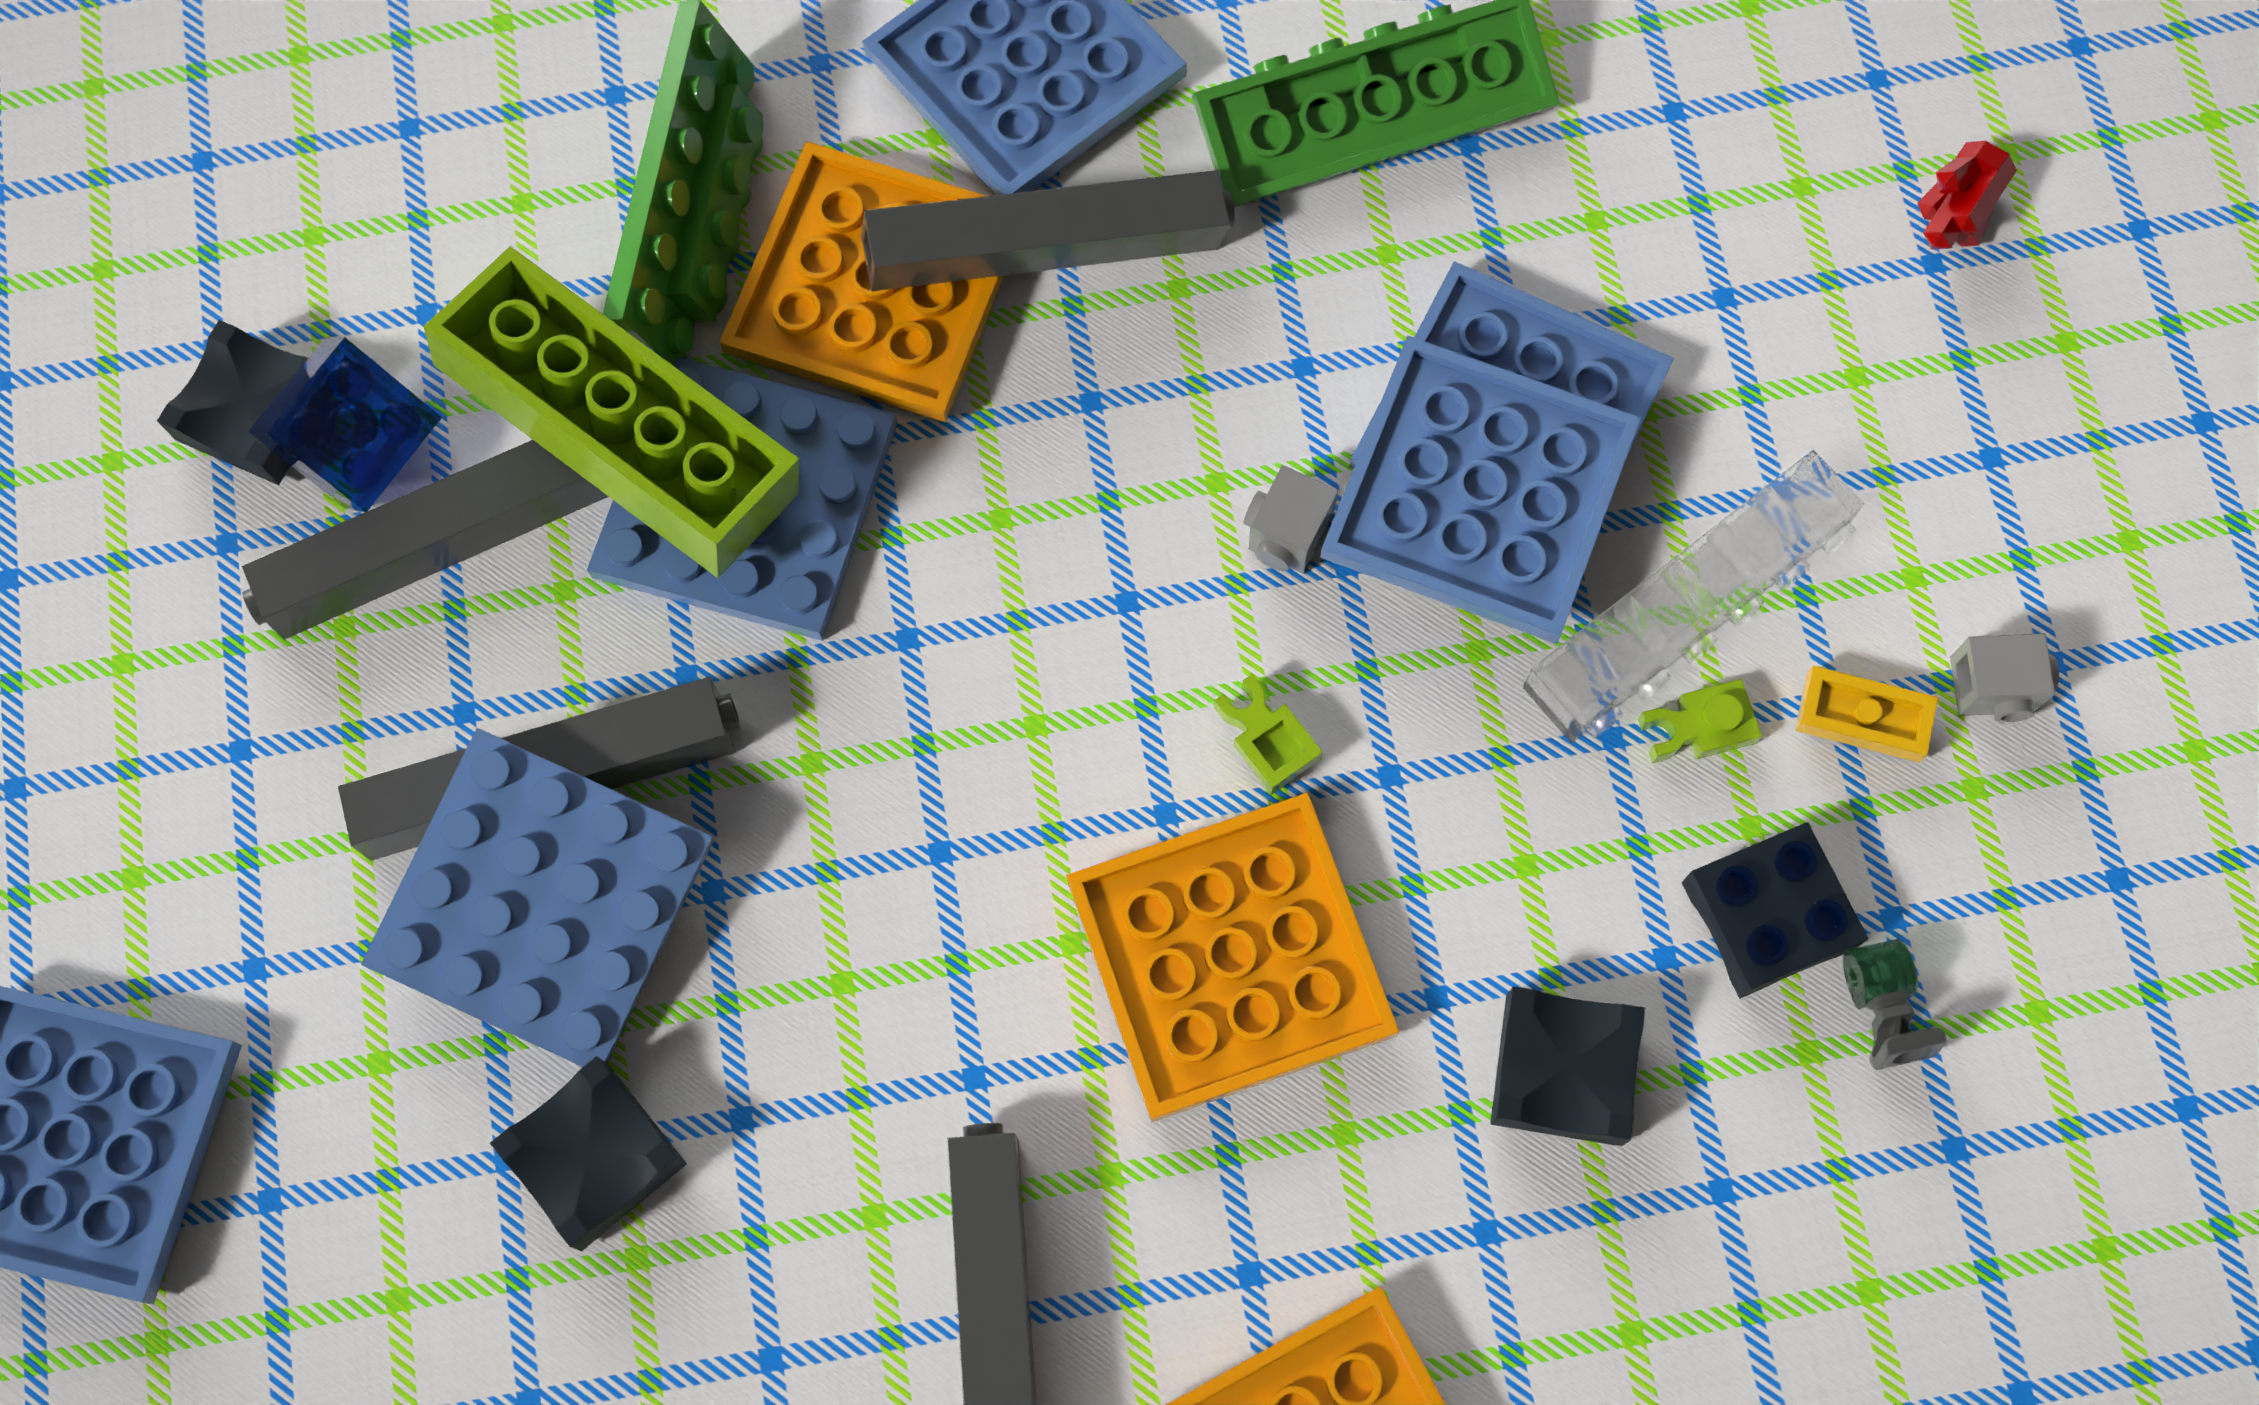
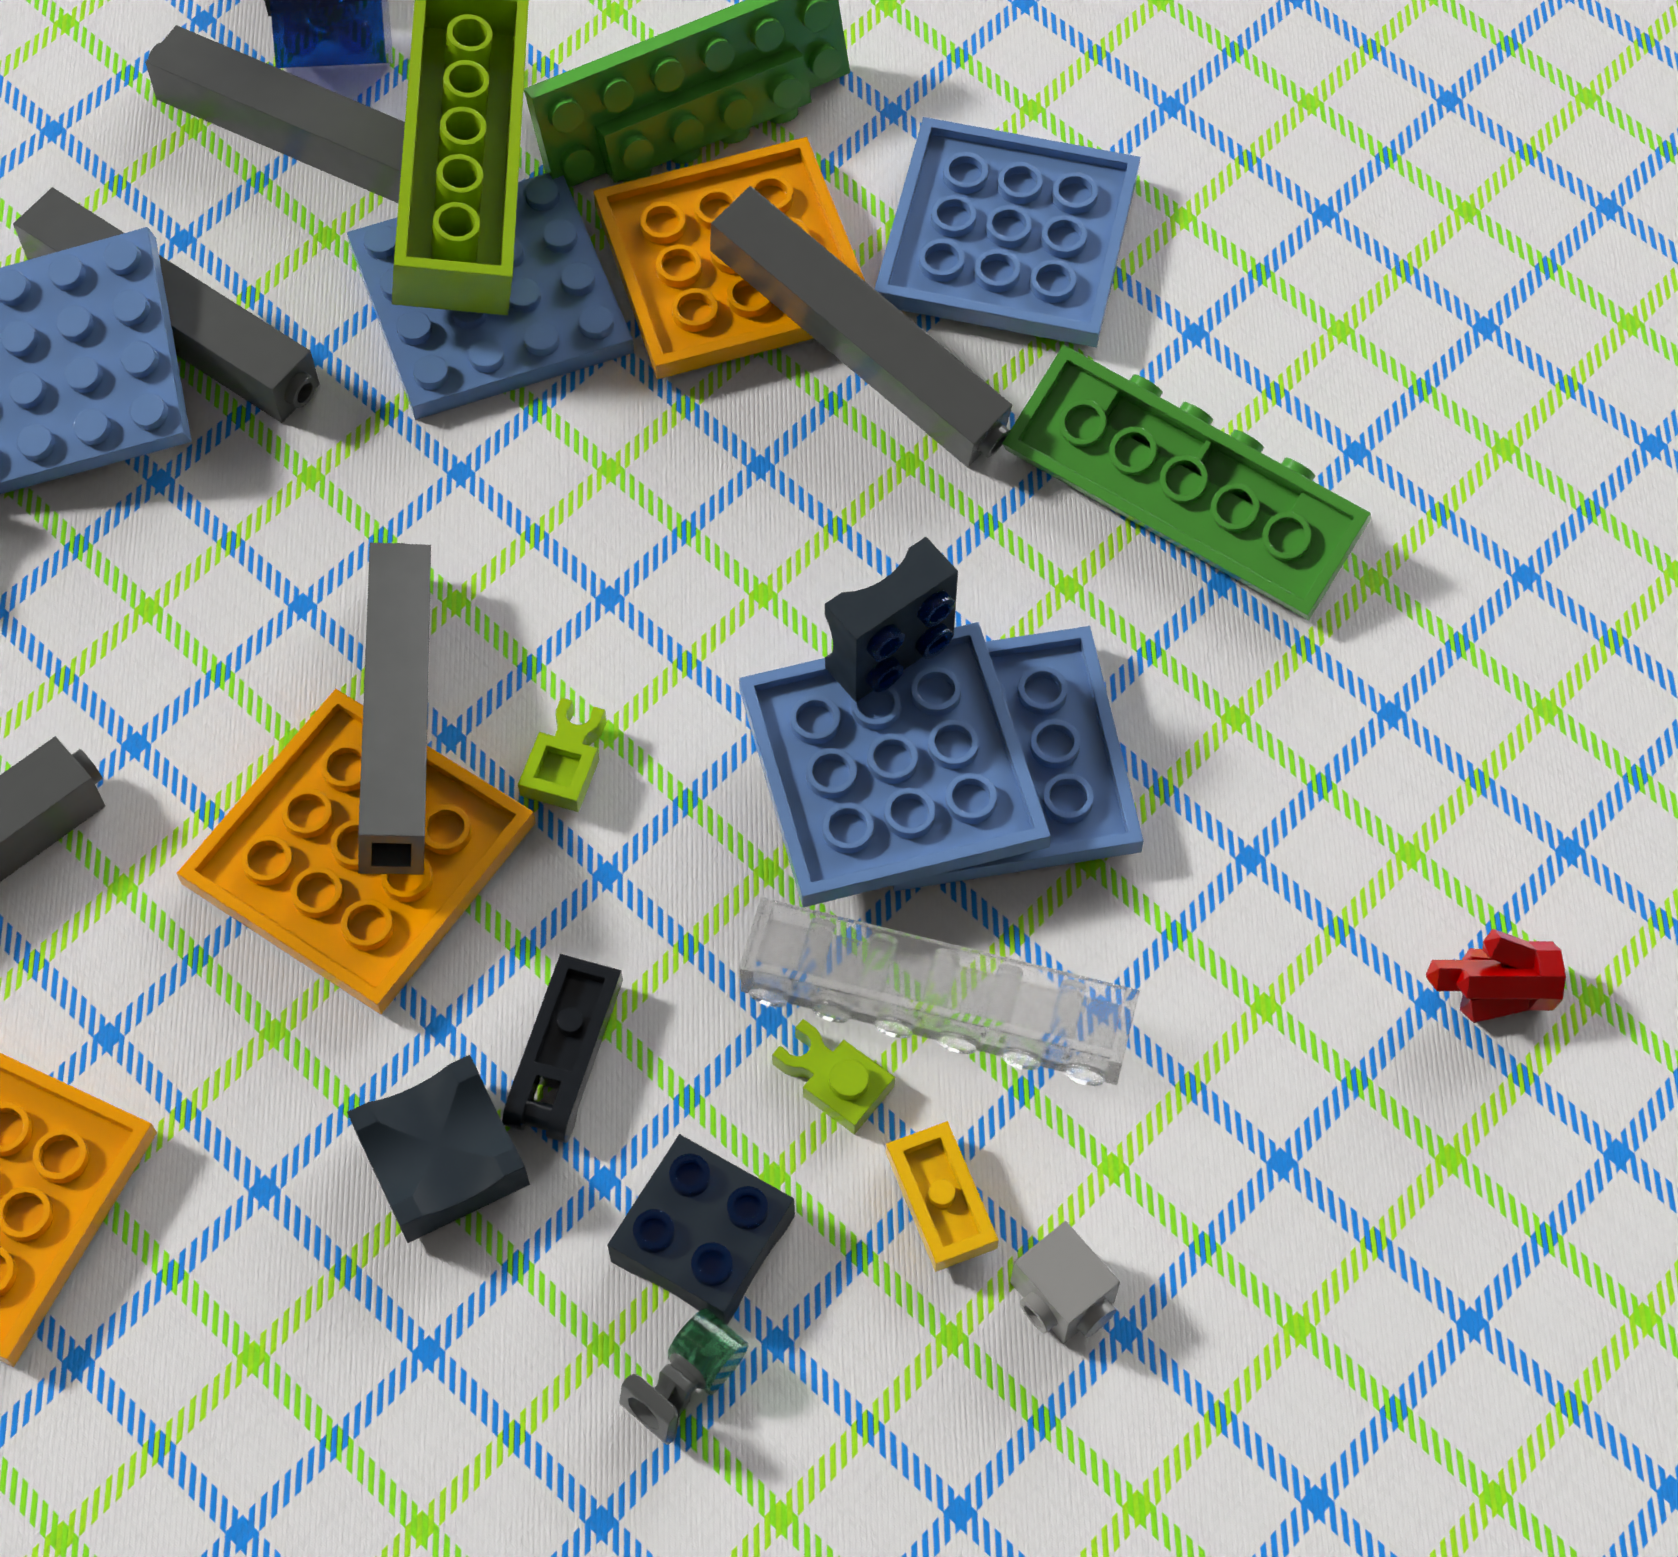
camera: 50 degrees right, 10 degrees down
(1139, 835) = (395, 711): none -> dark grey brick
(1290, 520) = (756, 645): light grey brick -> none
(1394, 382) = (892, 622): none -> black brick
(1536, 910) = (563, 1046): none -> black plate

